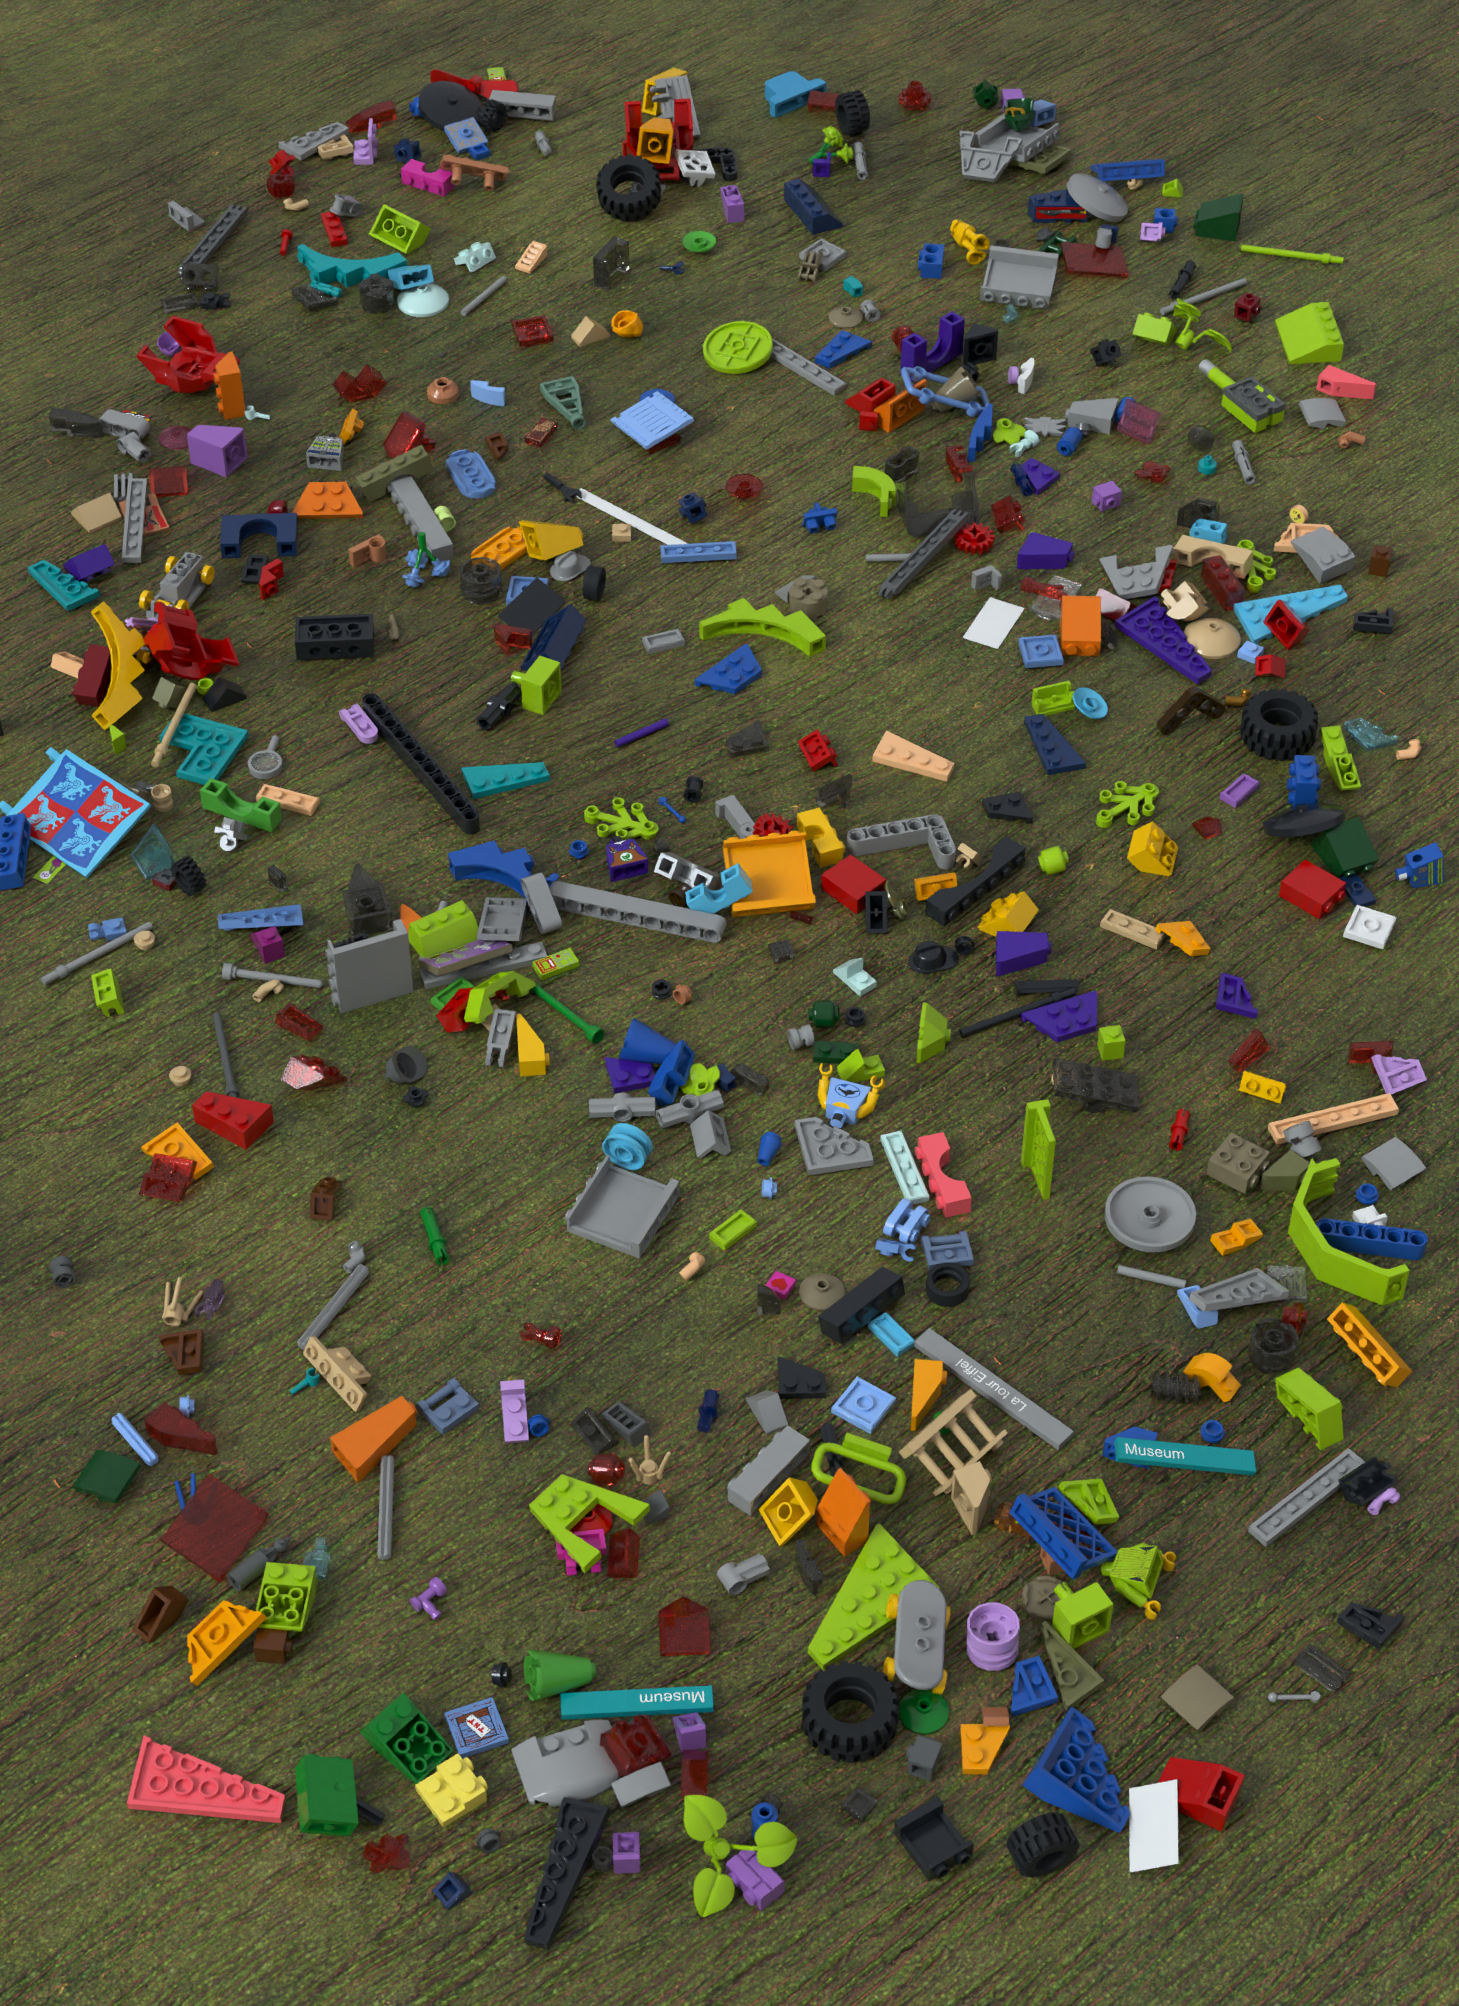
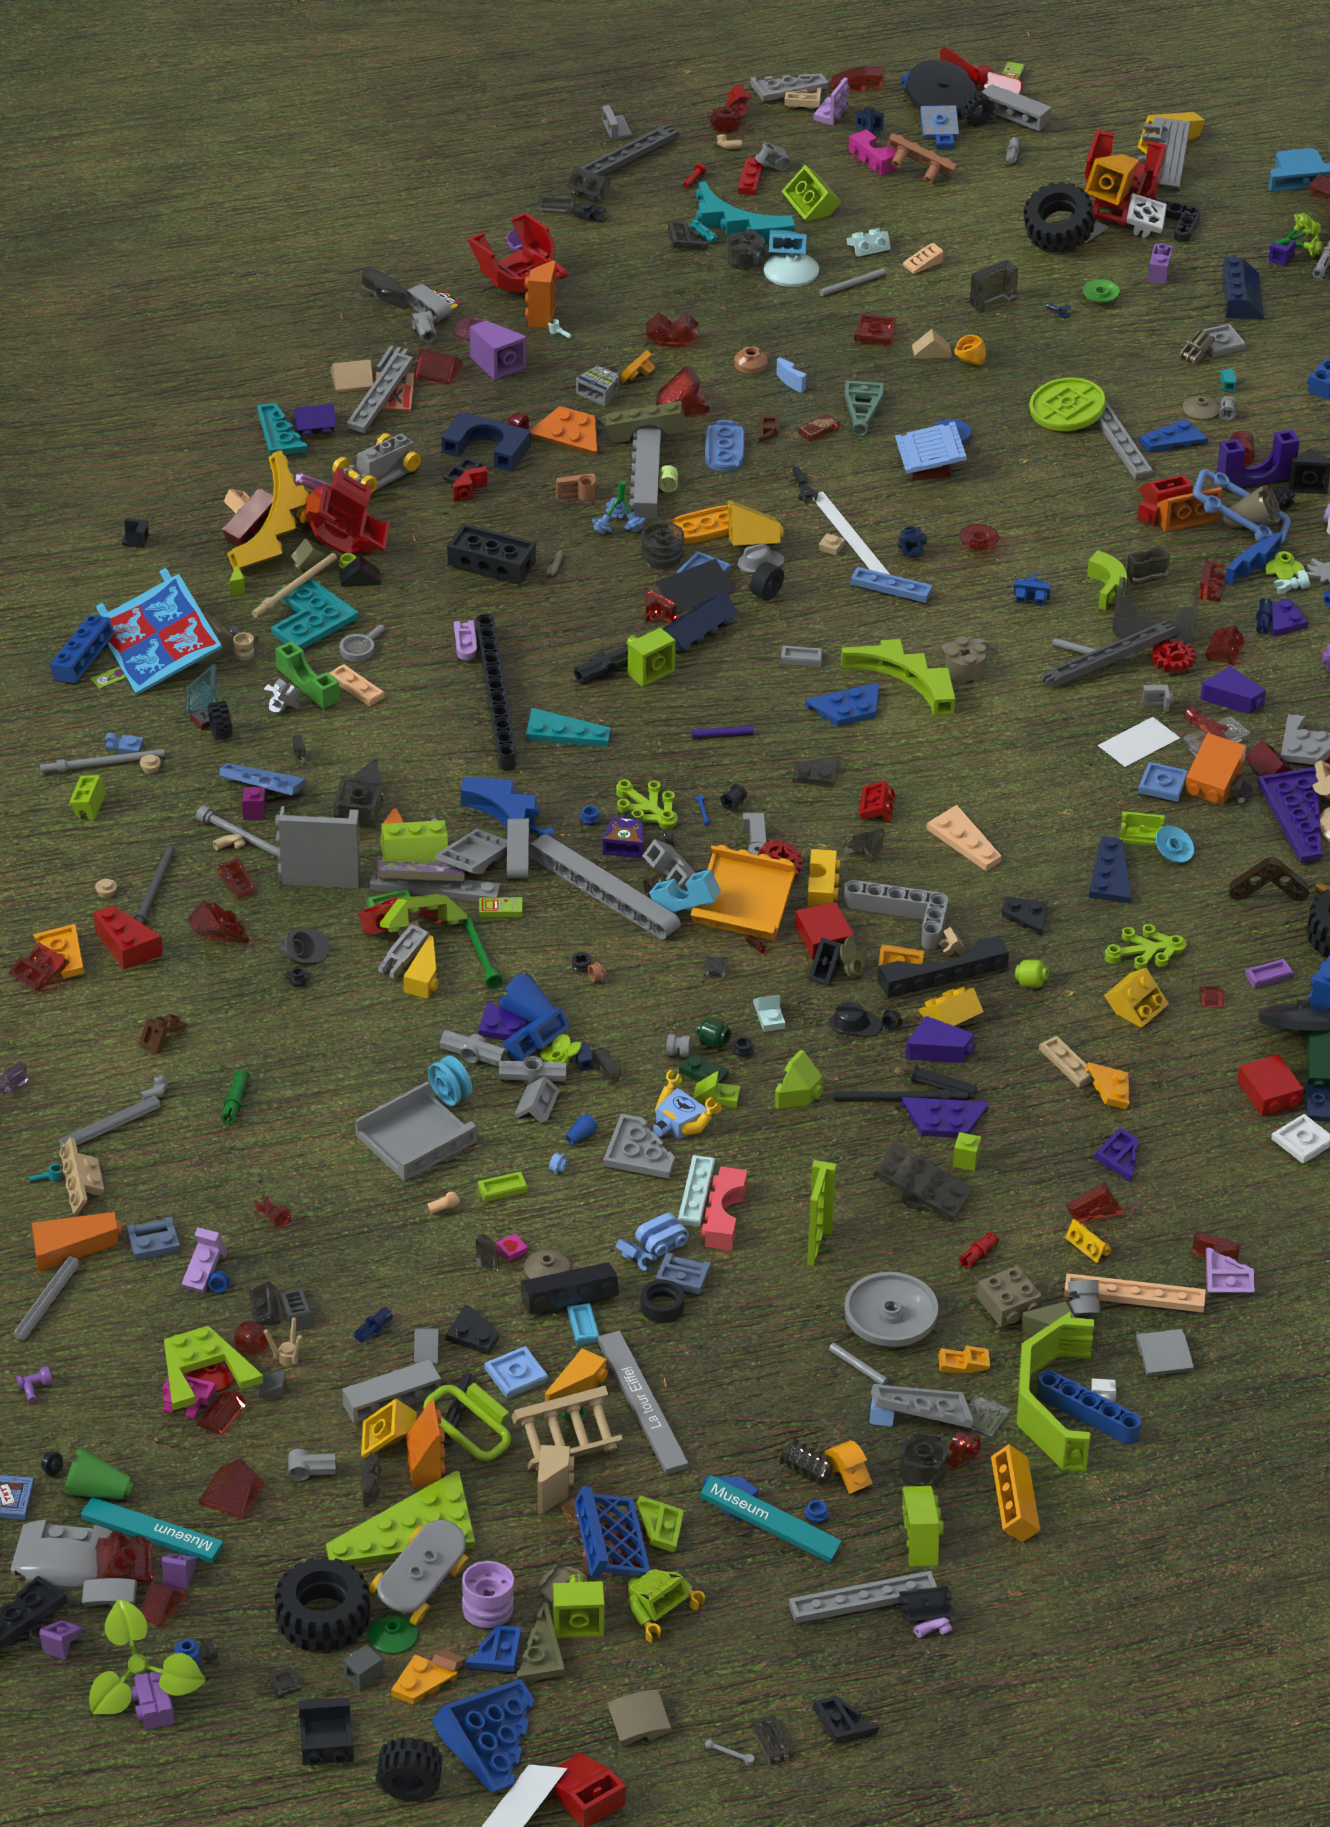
camera: 25 degrees right, 5 degrees down
(1367, 1194) = (1118, 1369): blue plate -> none

